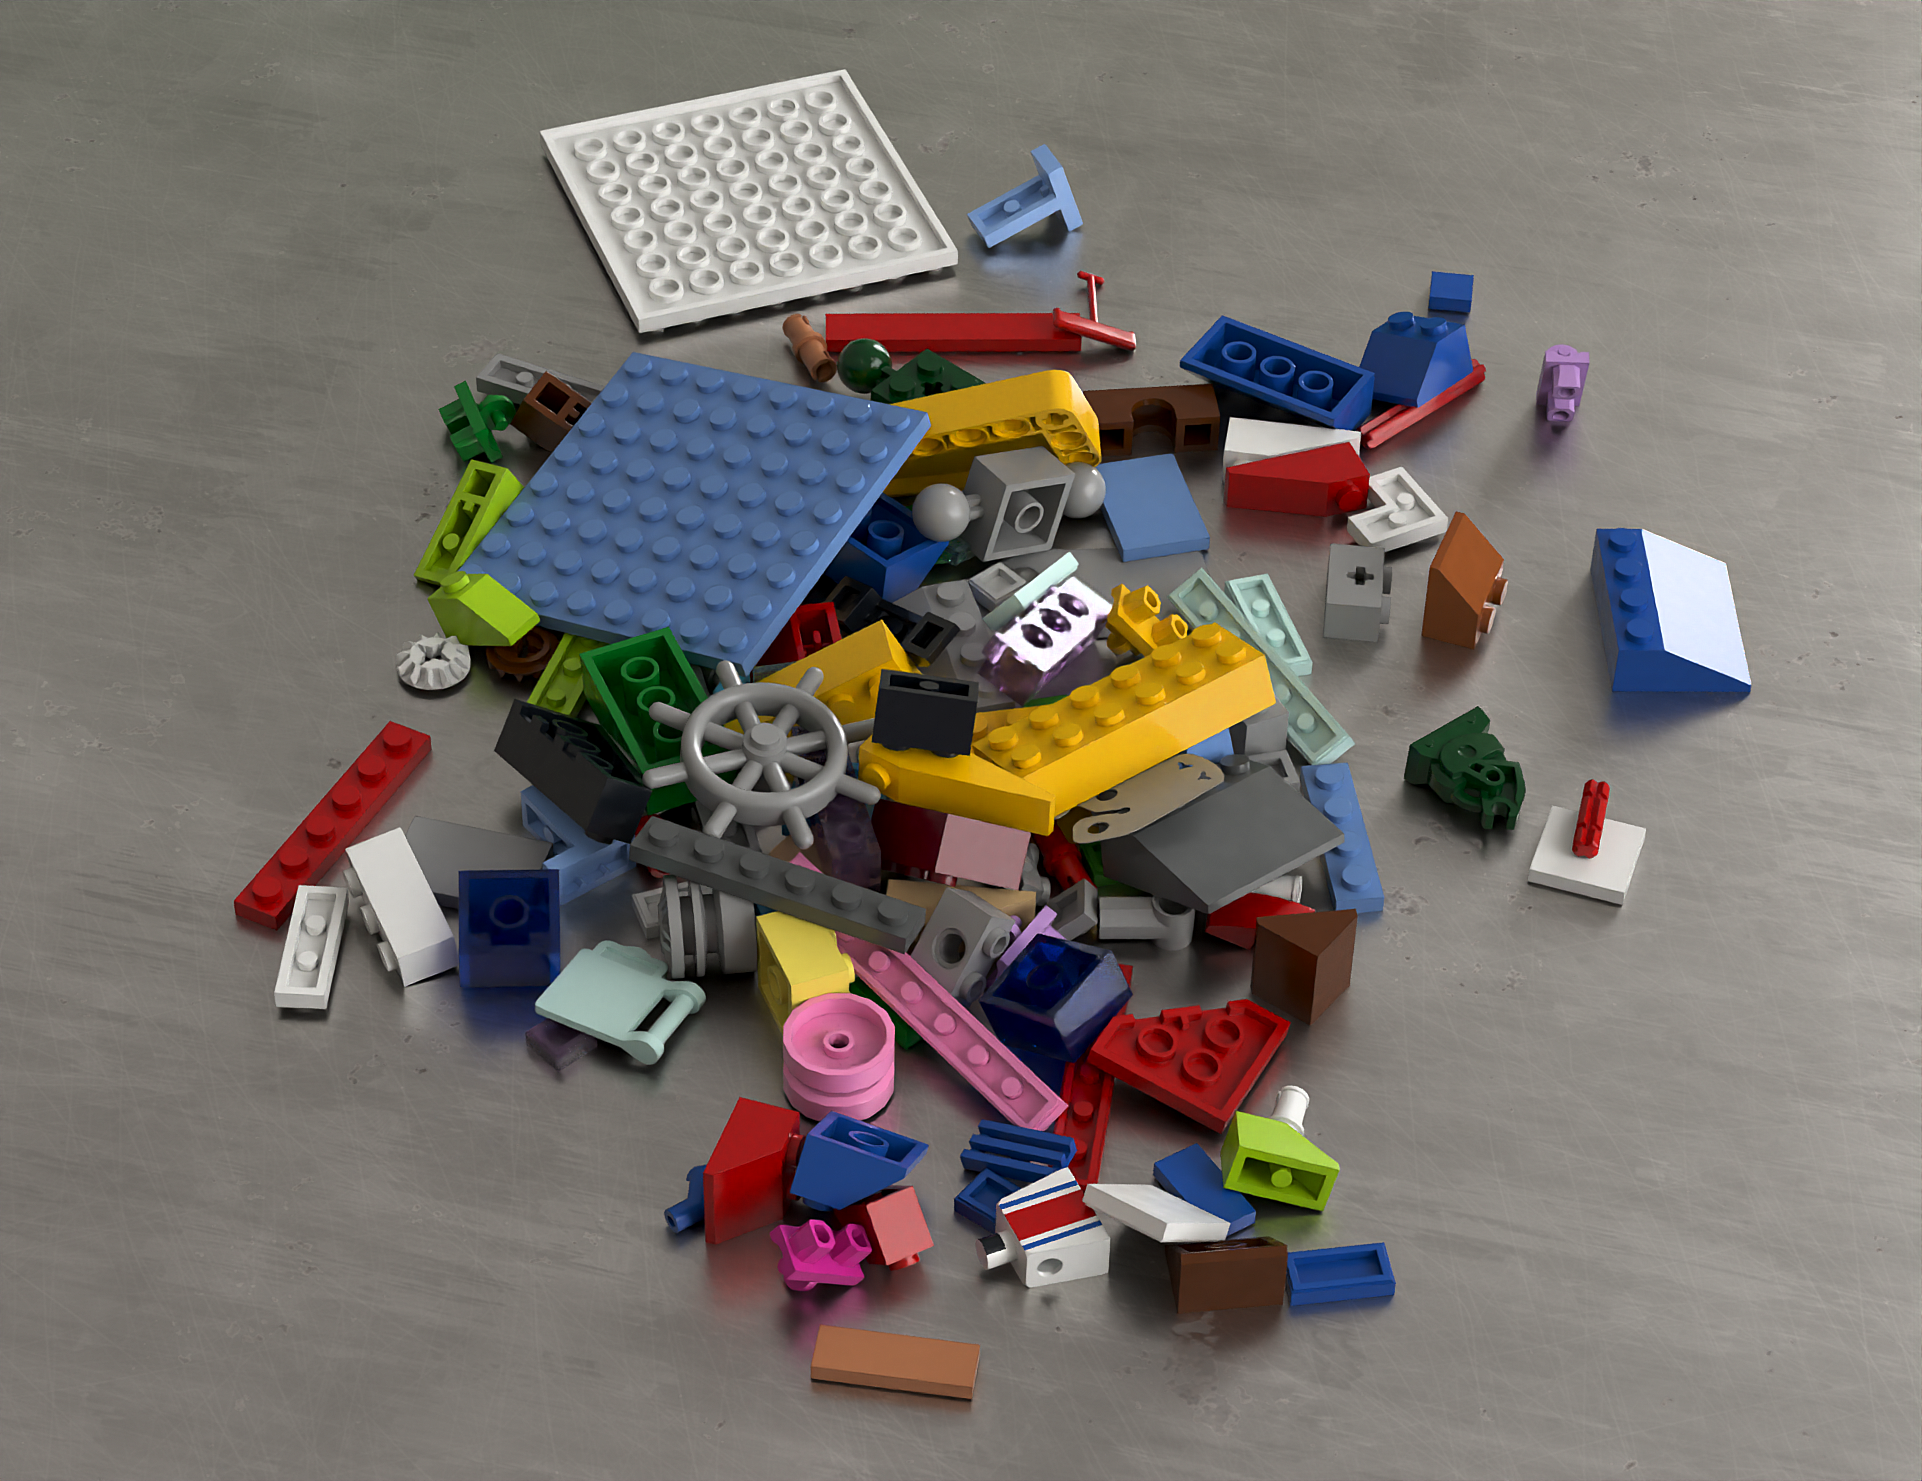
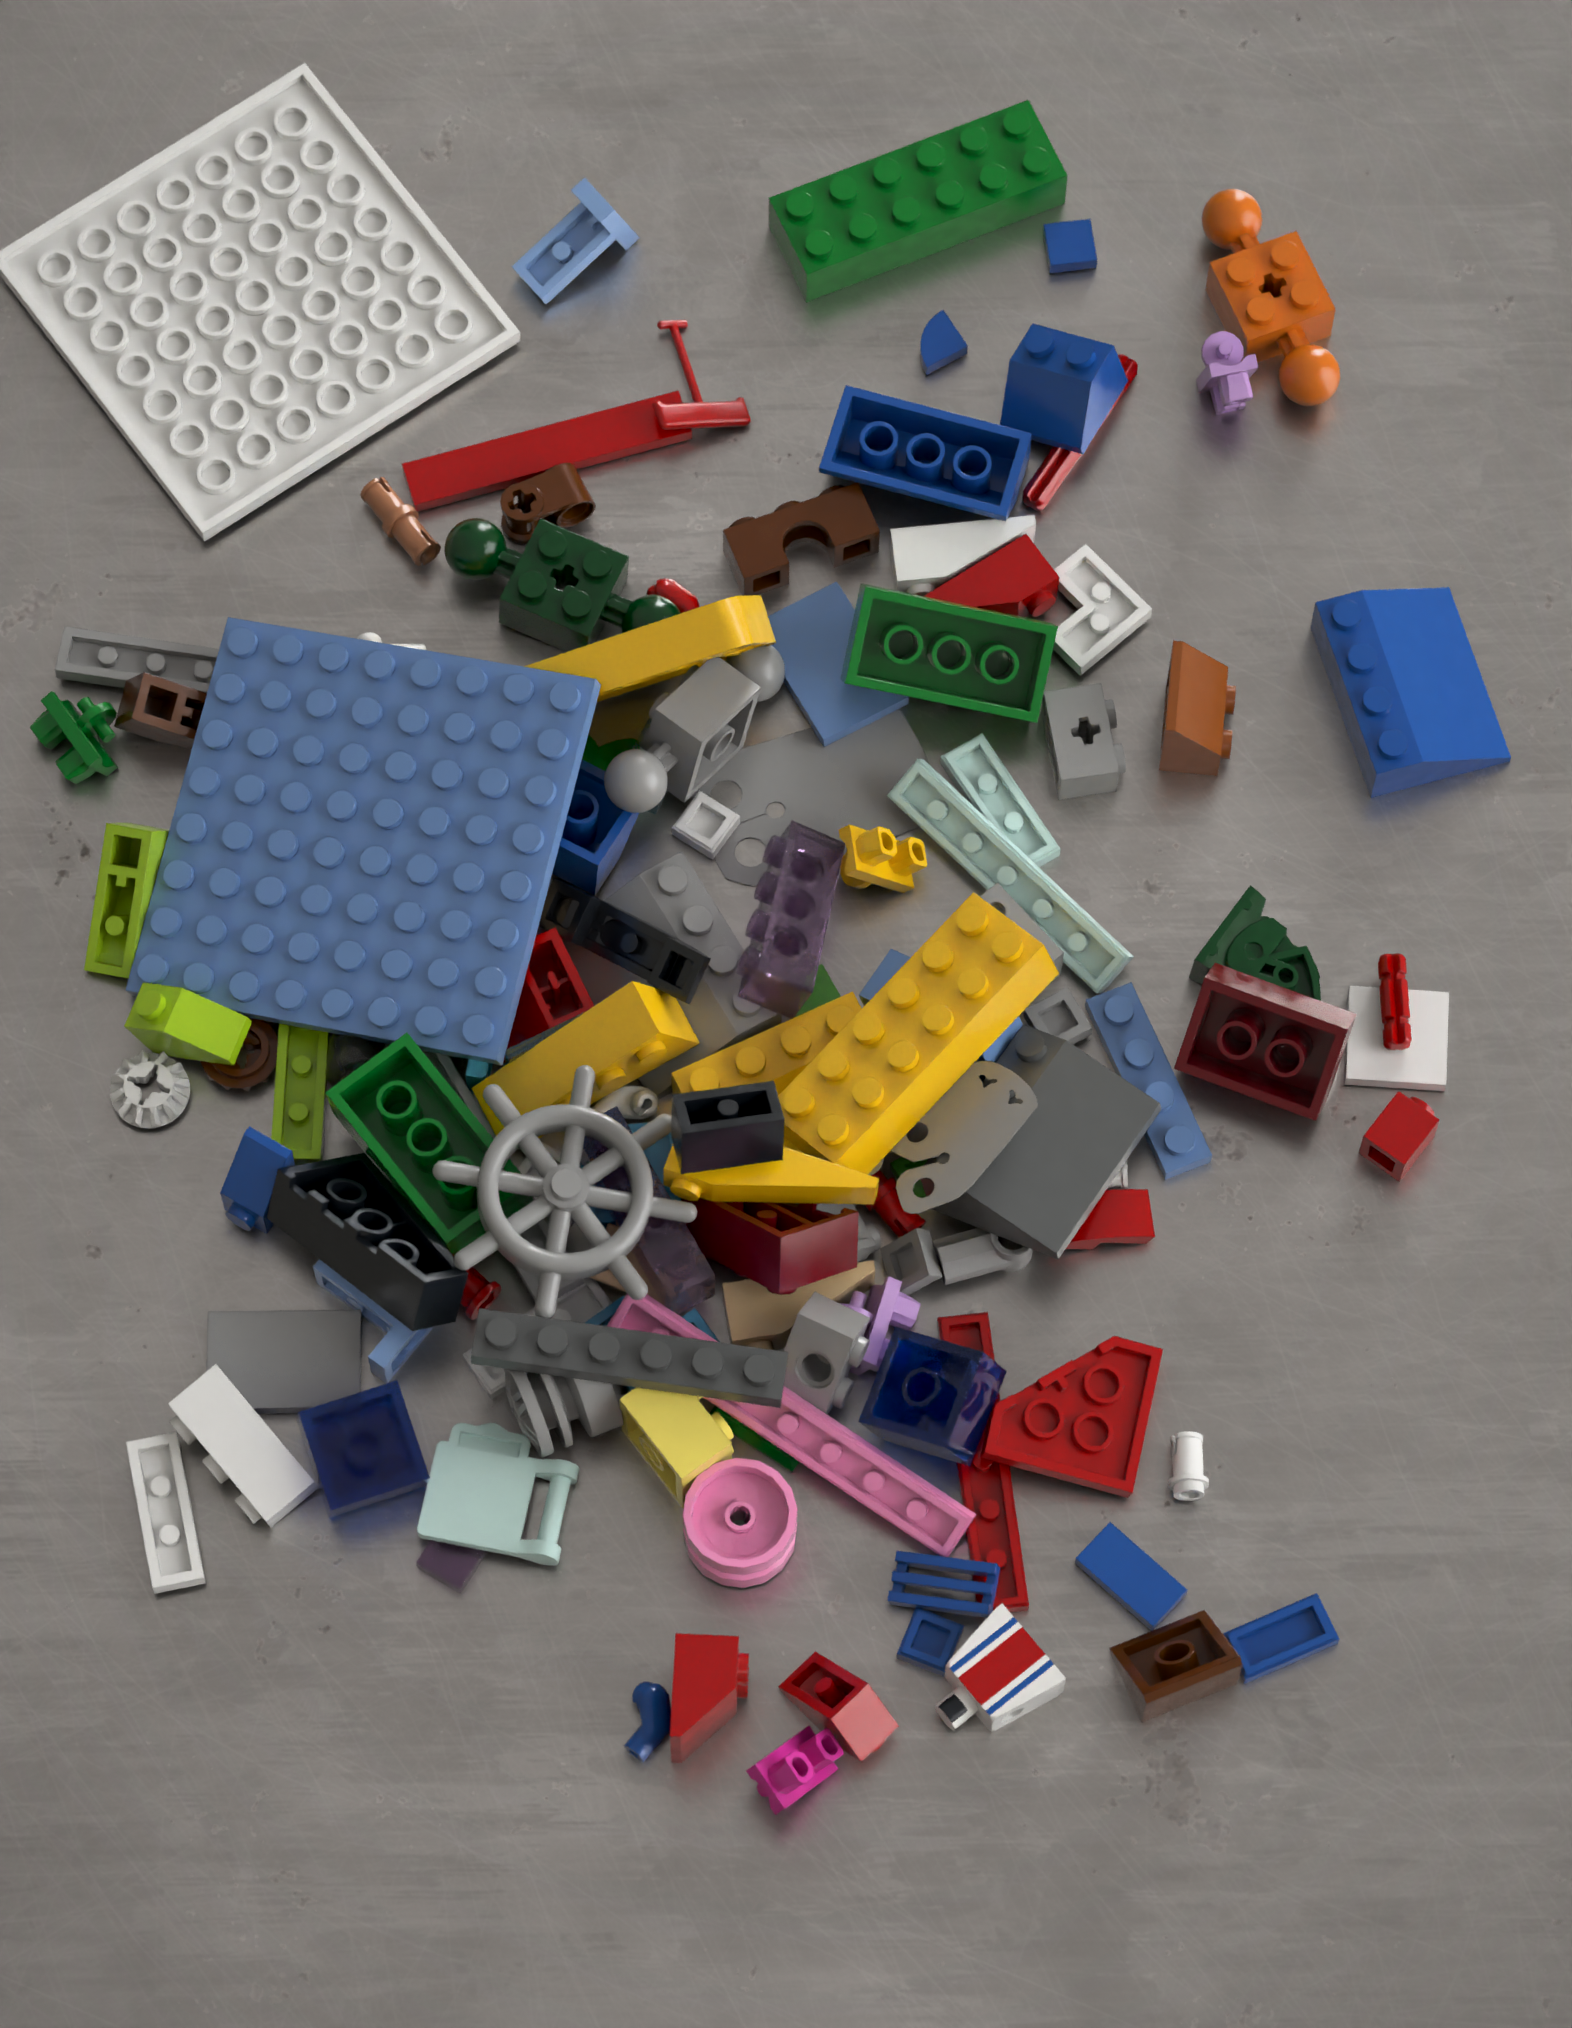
camera: 15 degrees left, 25 degrees up
(333, 824) = (125, 1340): red plate -> none
(486, 720) = (252, 1179): none -> blue slope
(850, 1161) = (802, 1658): blue slope -> none
(895, 1361) = (896, 1859): nougat tile -> none
(950, 344) = (552, 496): none -> reddish brown piece
(1033, 590) = (751, 845): light aqua tile -> none
(1155, 1213) = (1100, 1633): white tile -> none
(1252, 496) = (948, 653): none -> green brick
(1276, 1163) = (1191, 1532): lime slope -> none
(1303, 960) = (1159, 1280): reddish brown slope -> none
(1318, 329) = (940, 343): none -> blue tile
(1327, 234) = (917, 200): none -> green brick
(1458, 811) = (1265, 1041): none -> dark red brick
(1567, 917) = (1399, 1135): none -> red brick
(1623, 342) = (1271, 297): none -> orange brick

